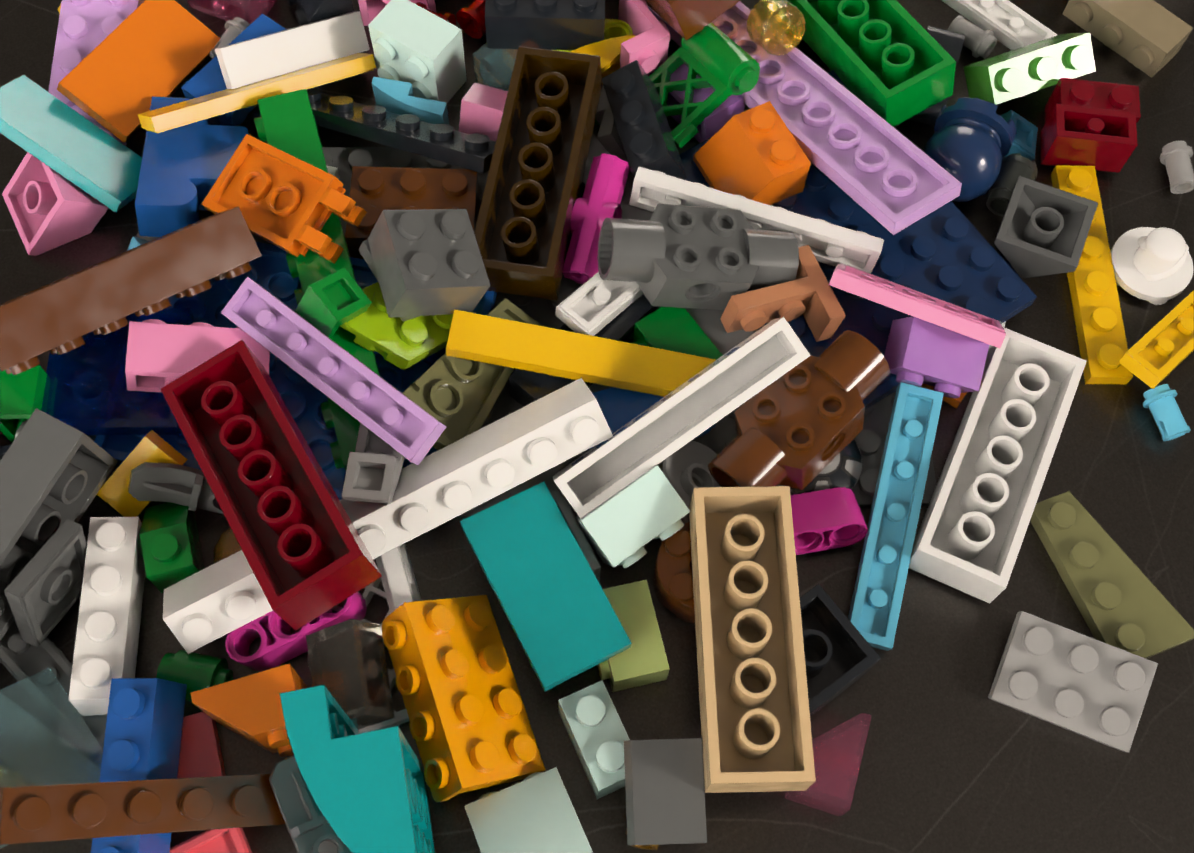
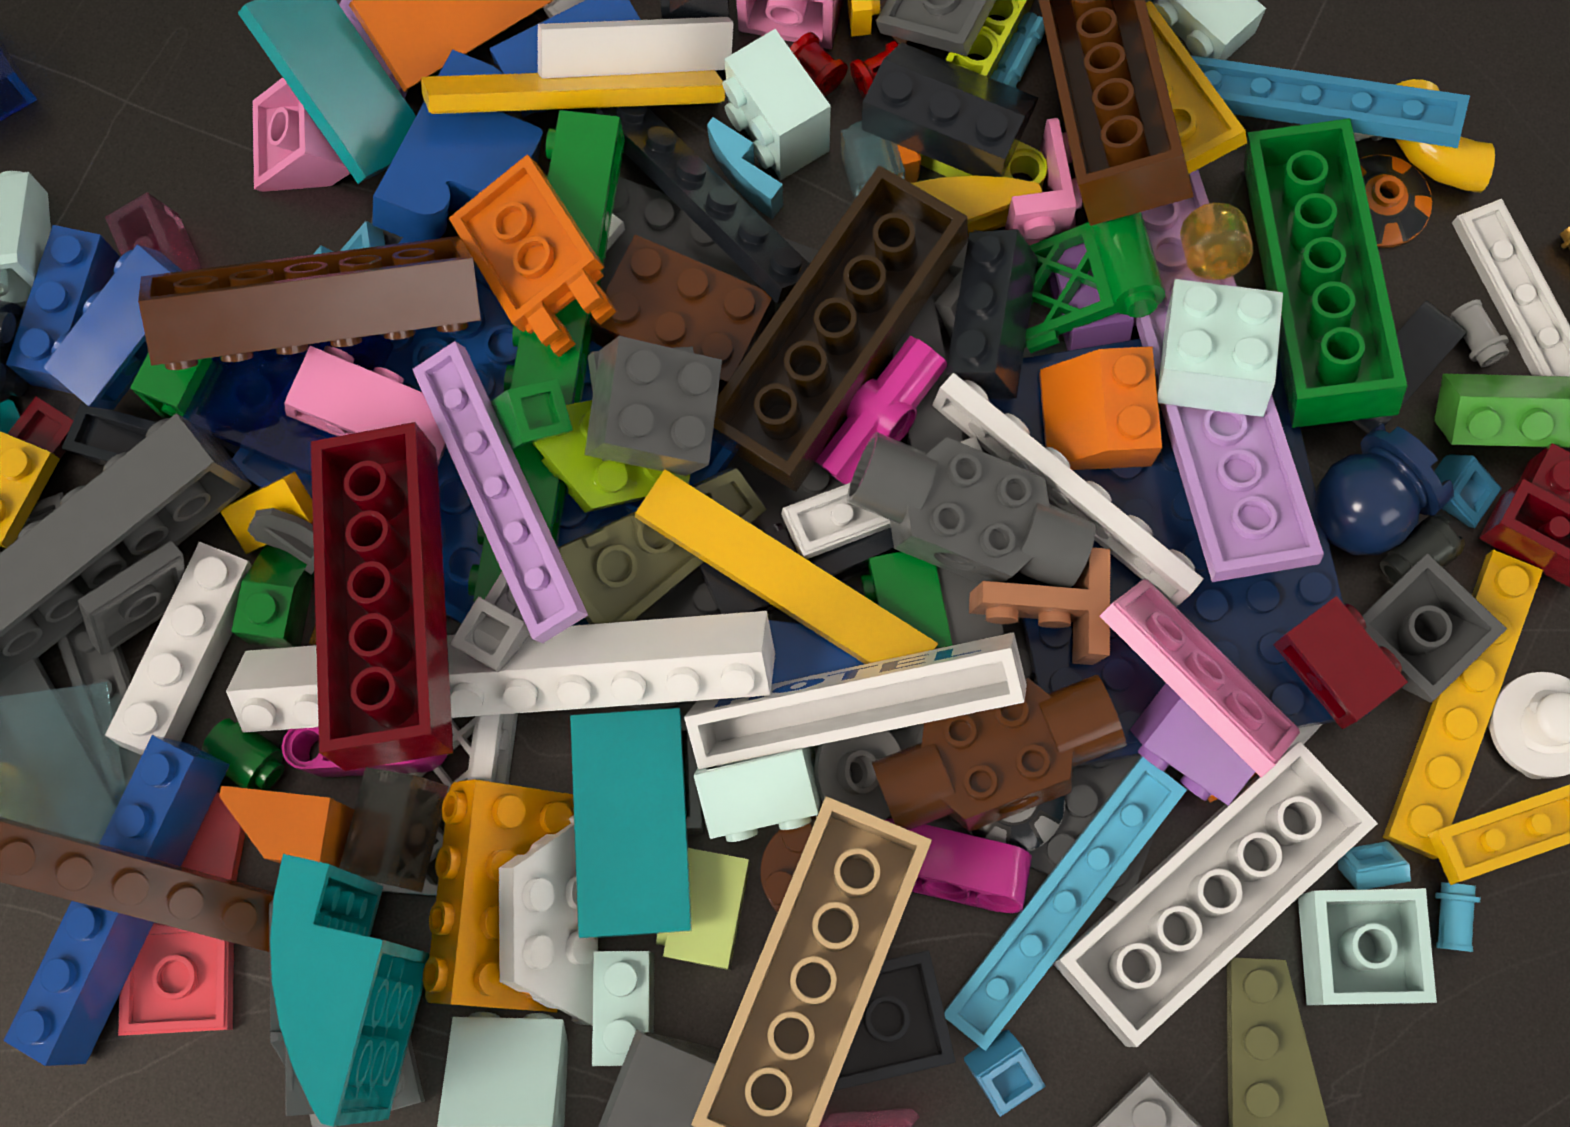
camera: 30 degrees right, 10 degrees up
(482, 110) = (820, 208): bright pink brick -> none
(511, 700) = (540, 928): none -> white wing
(817, 83) = (1220, 347): none -> light aqua brick
(912, 662) = (1004, 1072): none -> dark azure slope
(1003, 264) = (1341, 662): none -> dark red brick
(1095, 399) = (1374, 866): none -> medium azure tile
(1121, 454) = (1366, 947): none -> light aqua brick

